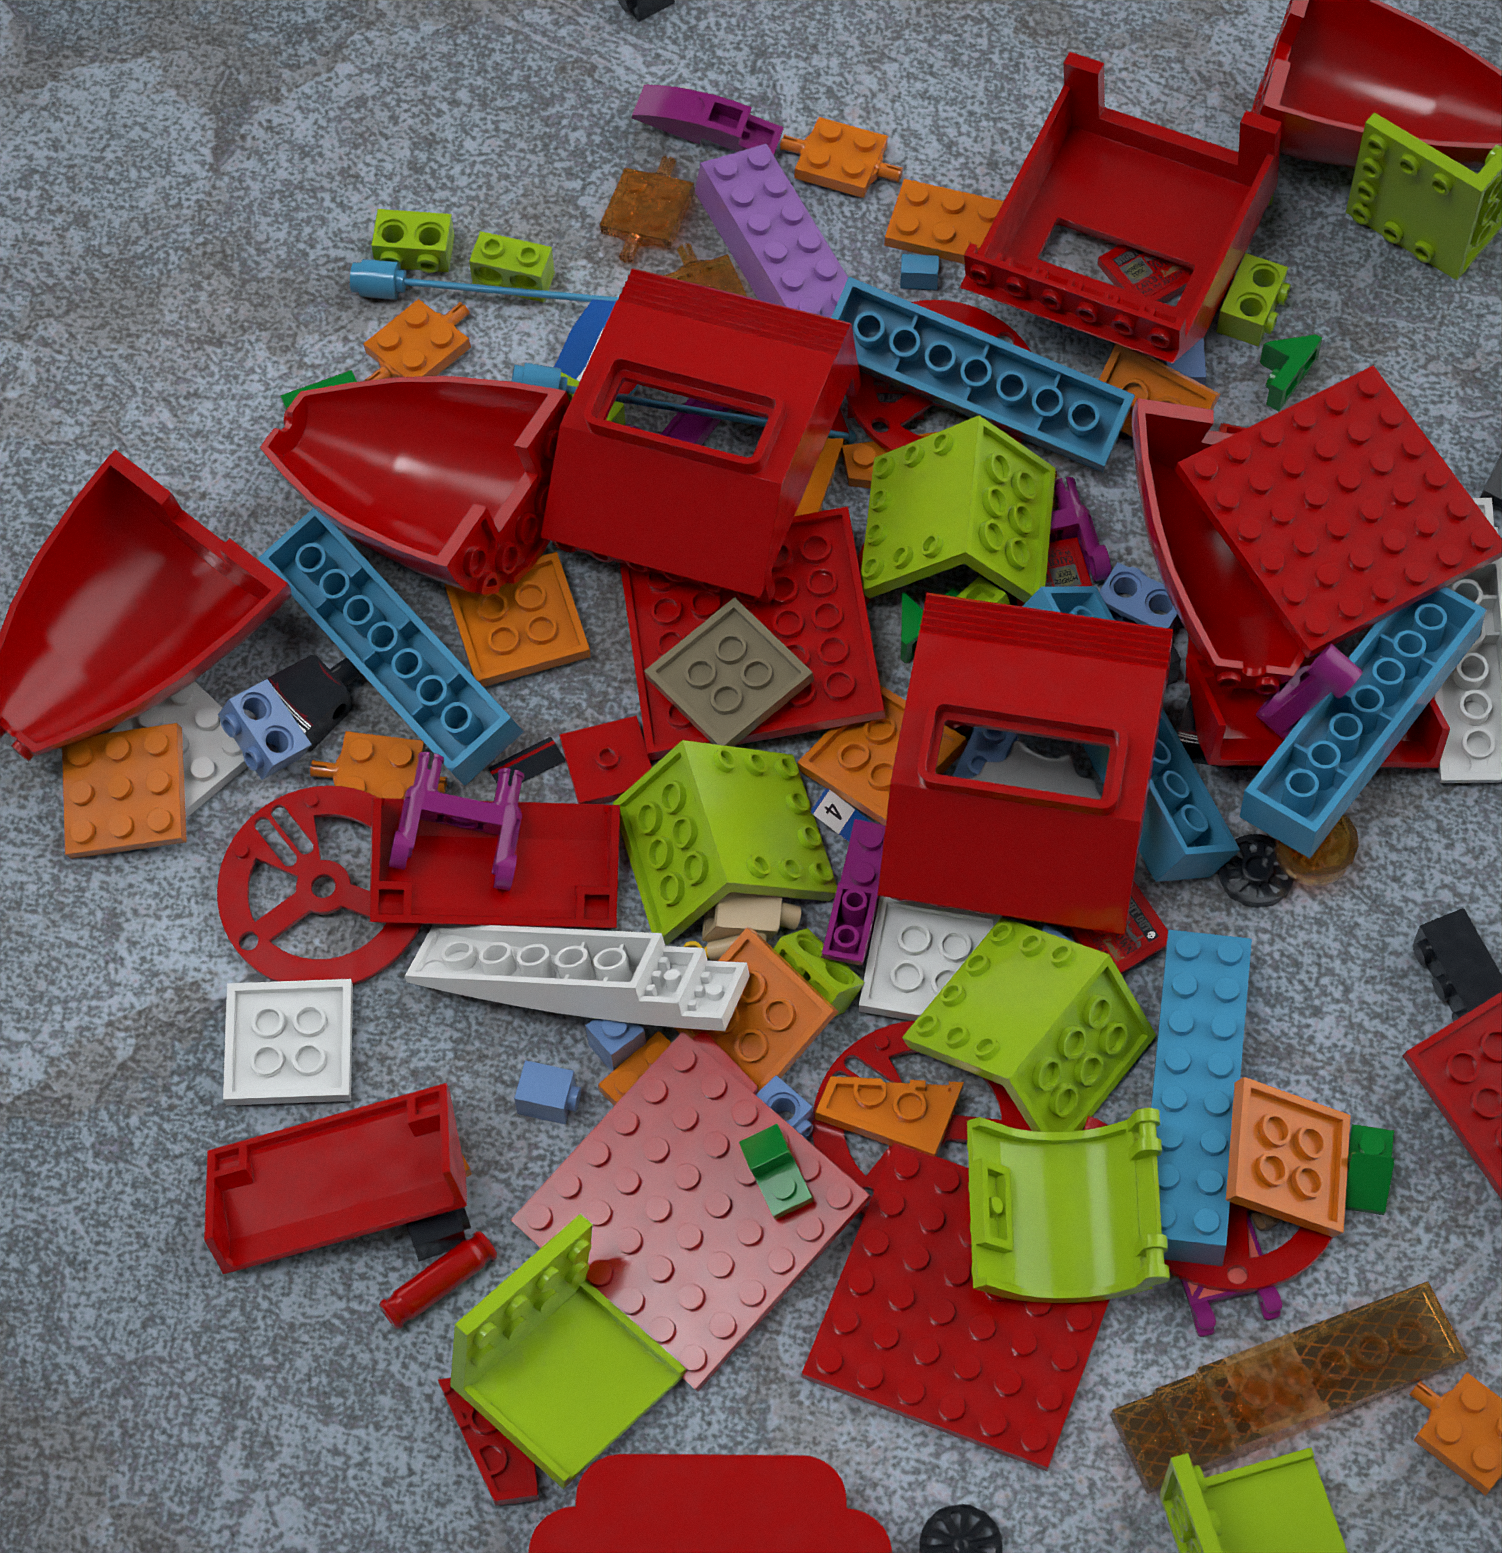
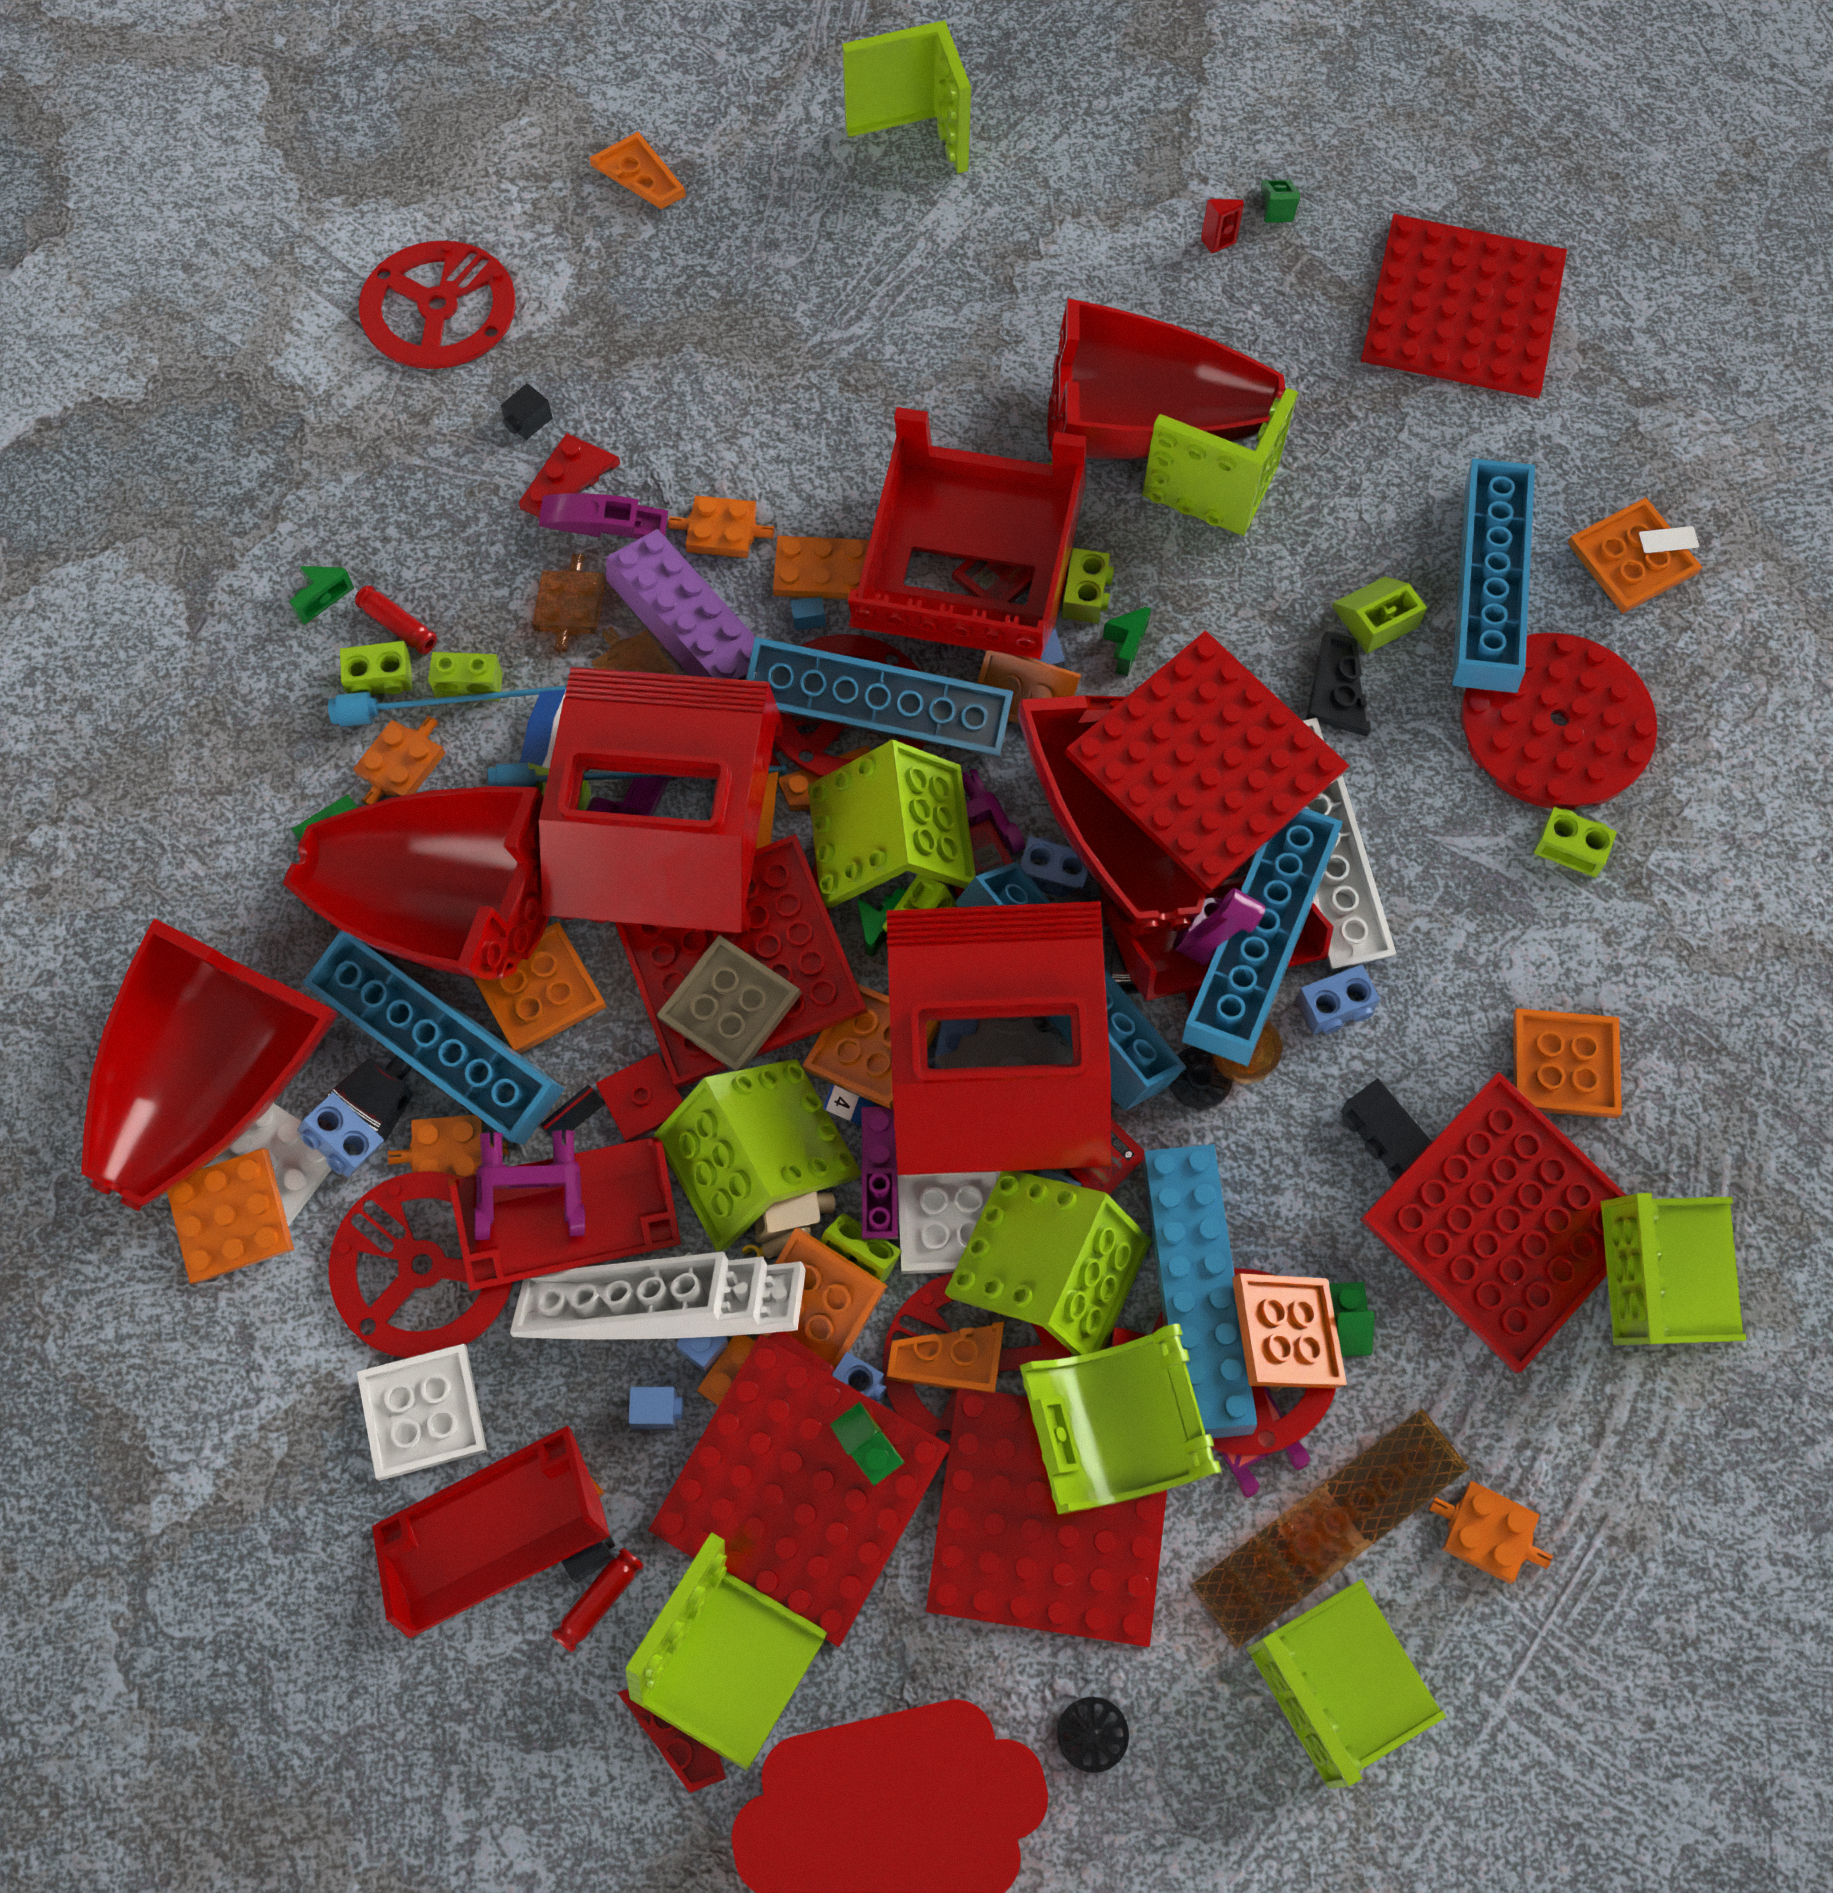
camera: 15 degrees left, 5 degrees up
(375, 142) = (324, 589): none -> green slope
(446, 191) = (395, 619): none -> red axle
(680, 61) = (567, 470): none -> red wing
(1436, 807) = (1333, 993): none -> medium blue brick

